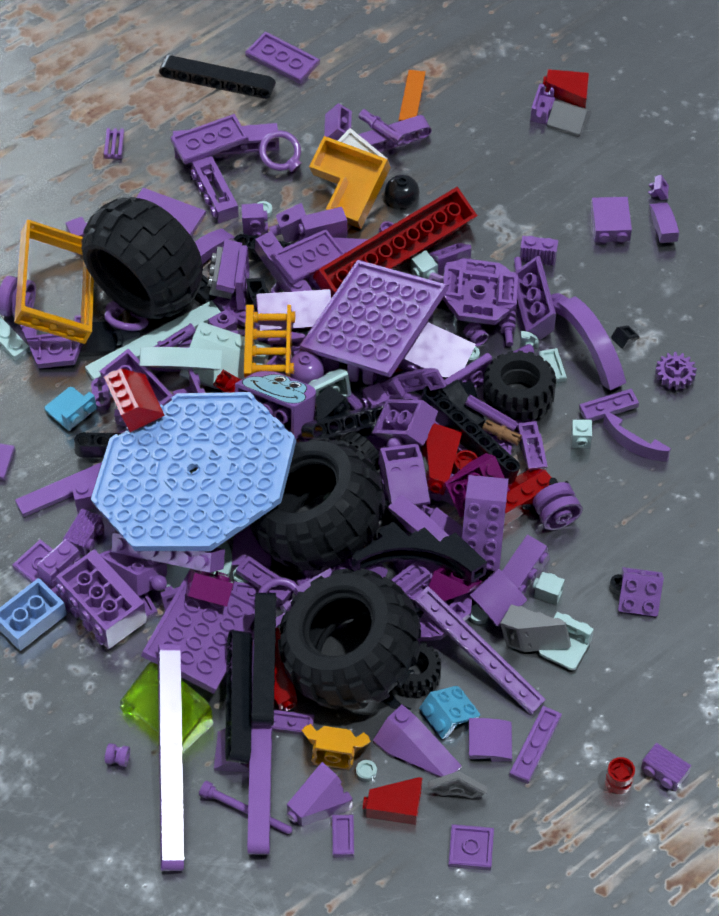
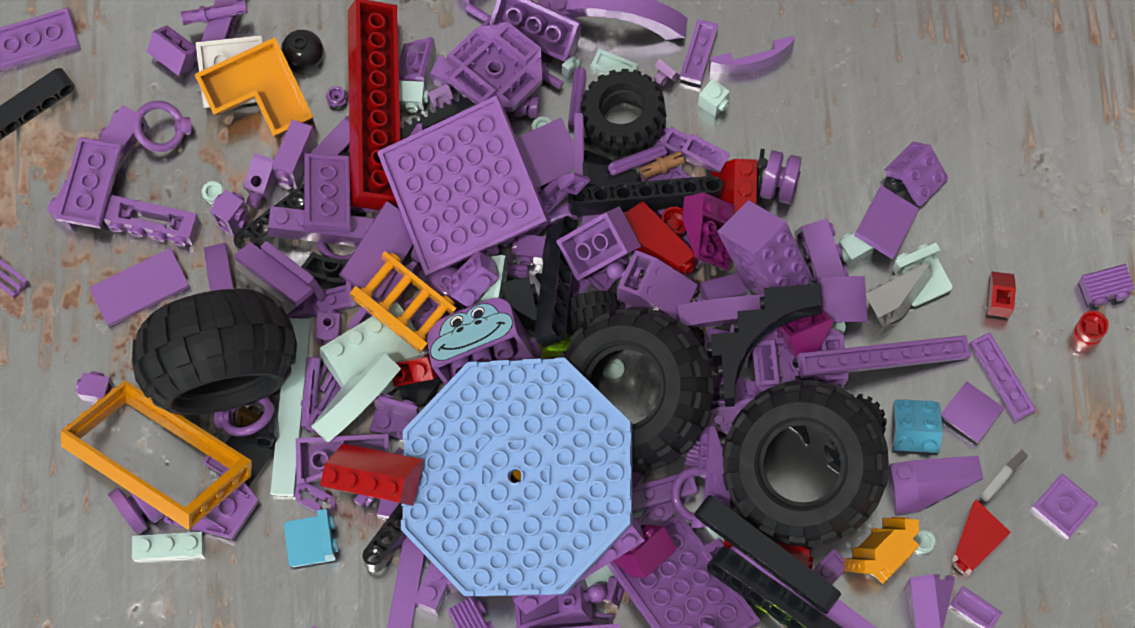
camera: 50 degrees left, 15 degrees up
(317, 366) = (473, 279): none -> medium lavender brick
(574, 395) = (664, 73): none -> lavender tile
(584, 593) = (886, 222): none -> medium lavender tile
(595, 700) = (1001, 294): none -> red slope

